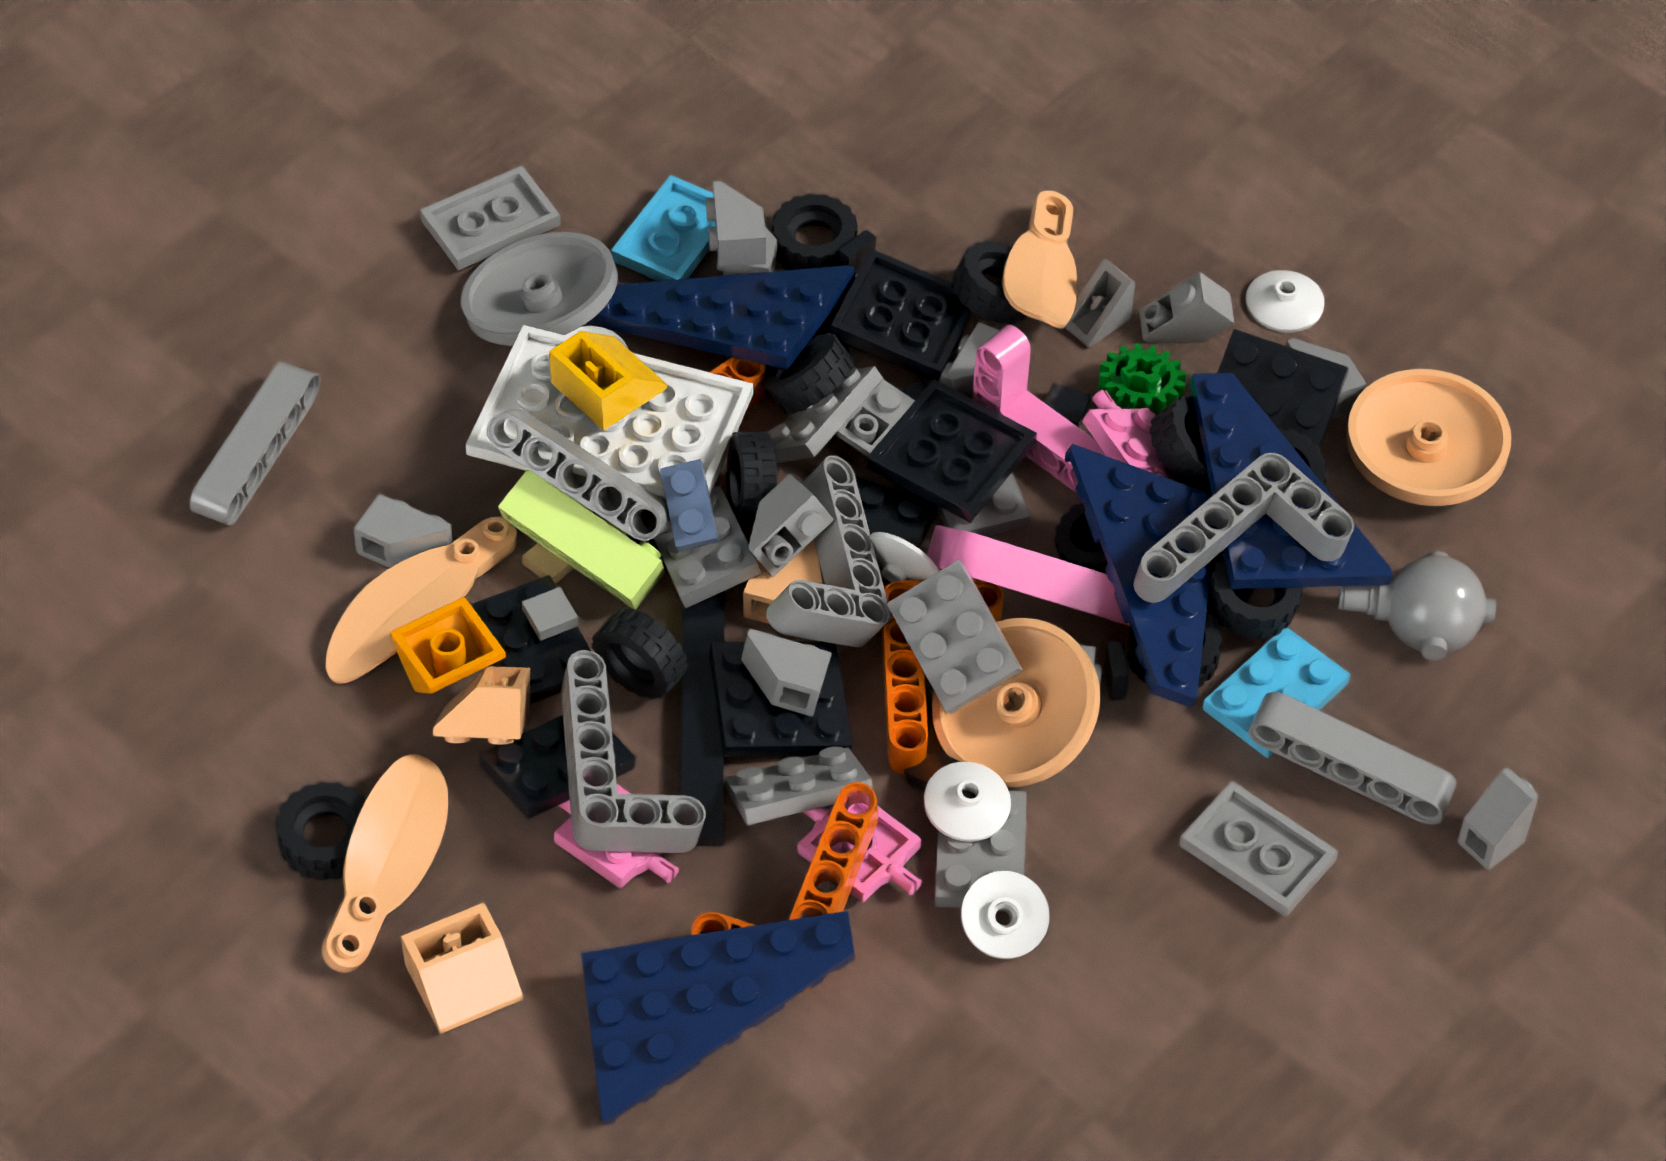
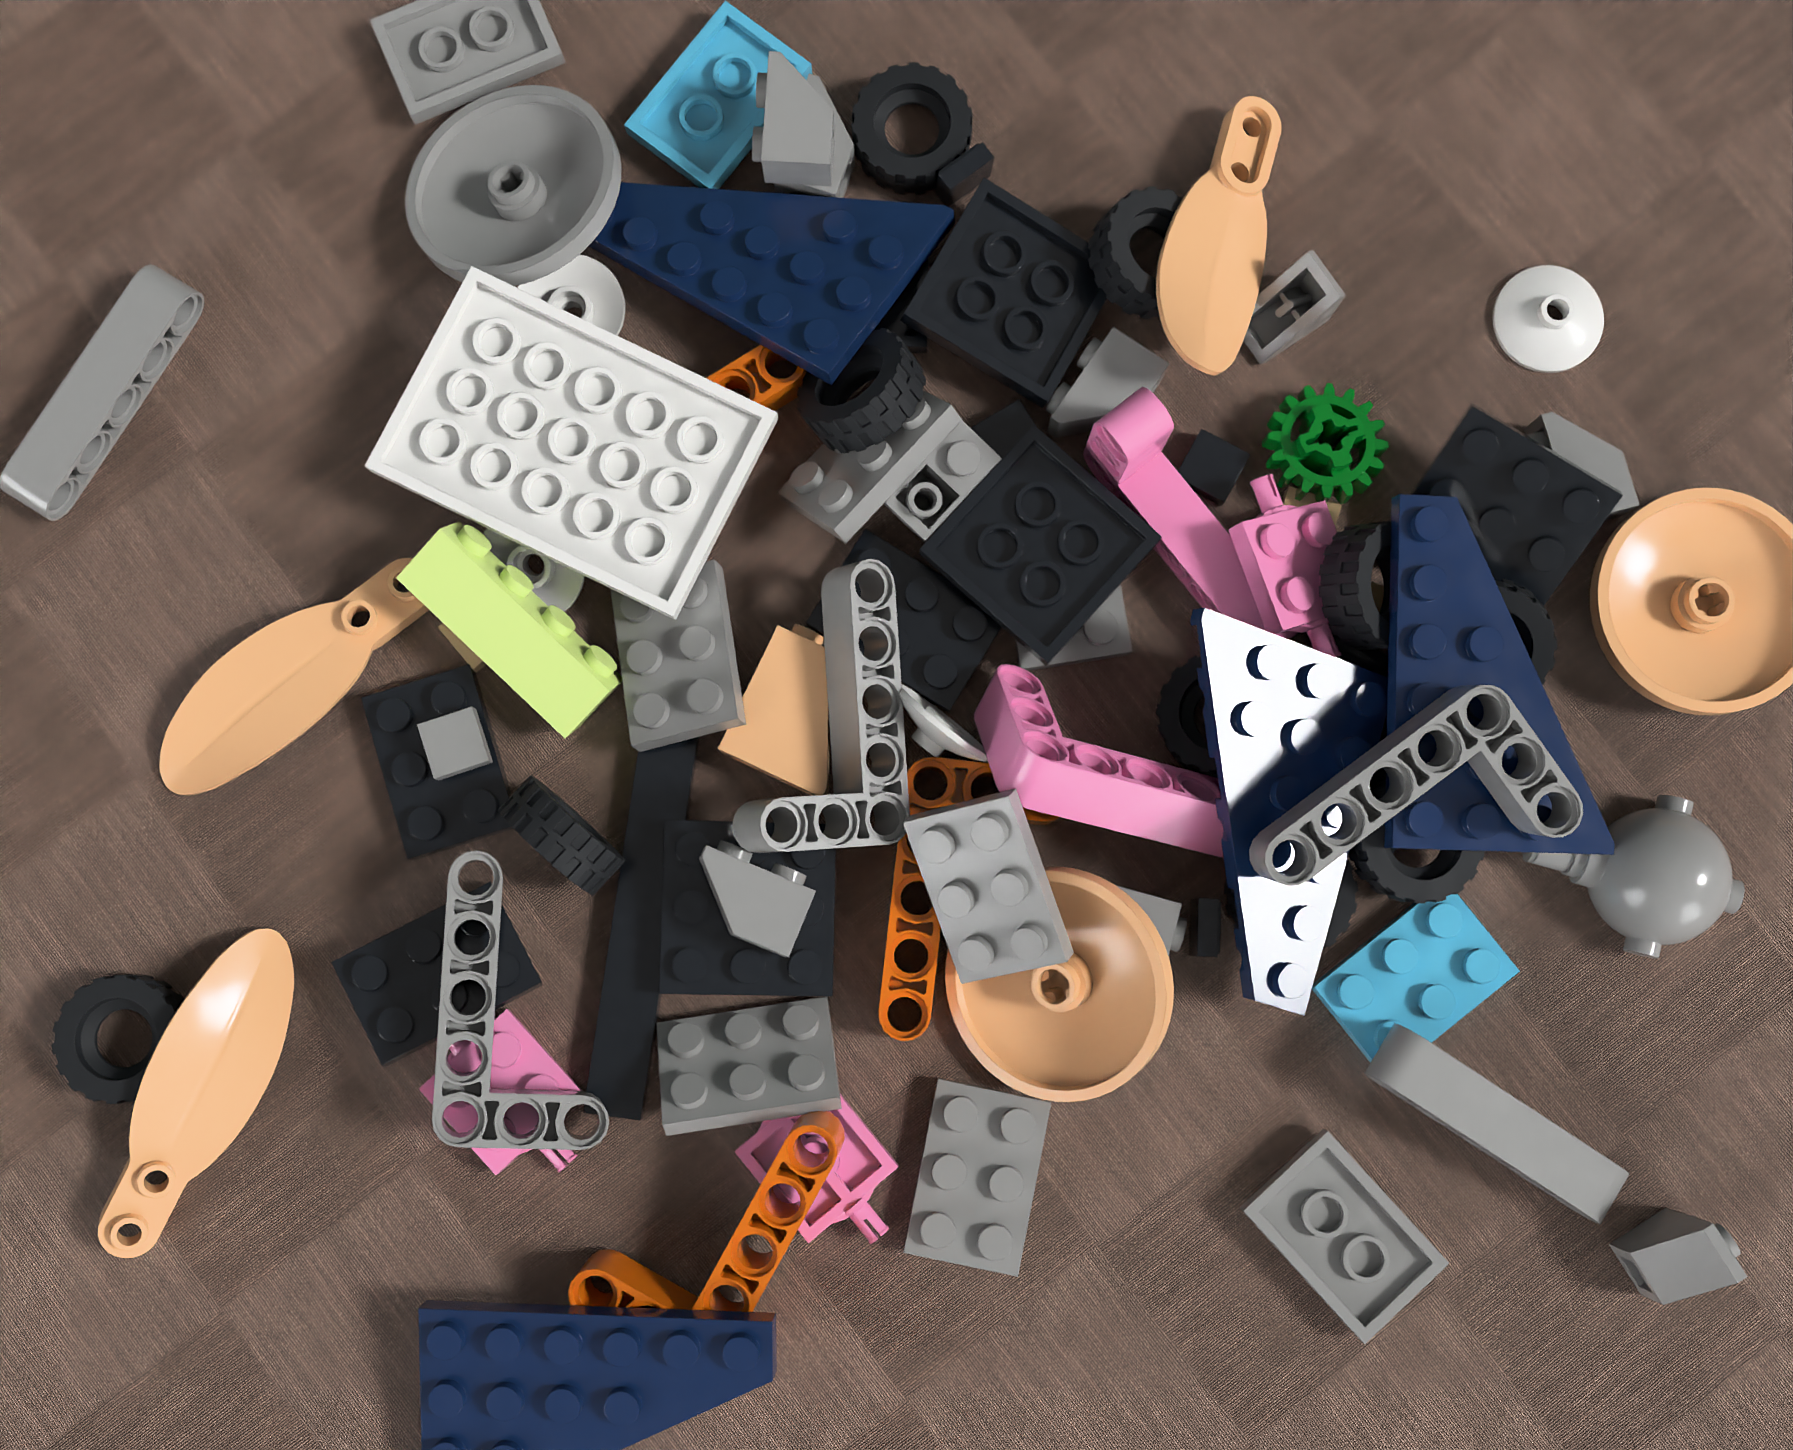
camera: 10 degrees right, 30 degrees up
(396, 531) = (273, 575): light grey slope -> none
(445, 646) = (309, 785): light orange slope -> none
(461, 968) = (267, 1292): light nougat slope -> none
(489, 707) = (348, 894): light nougat slope -> none
(559, 473) = (505, 551): light grey beam -> none
(602, 377) = (565, 388): yellow slope -> none
(689, 505) = (656, 617): sand blue plate -> none
(750, 473) = (756, 560): black tyre -> none
(786, 524) = (785, 665): light grey slope -> none
(921, 773) = (934, 1057): black tile -> none
(964, 817) = (959, 1096): white dish -> none
(1020, 900) = (992, 1323): white dish -> none
(1187, 312) = (1409, 335): light grey slope -> none

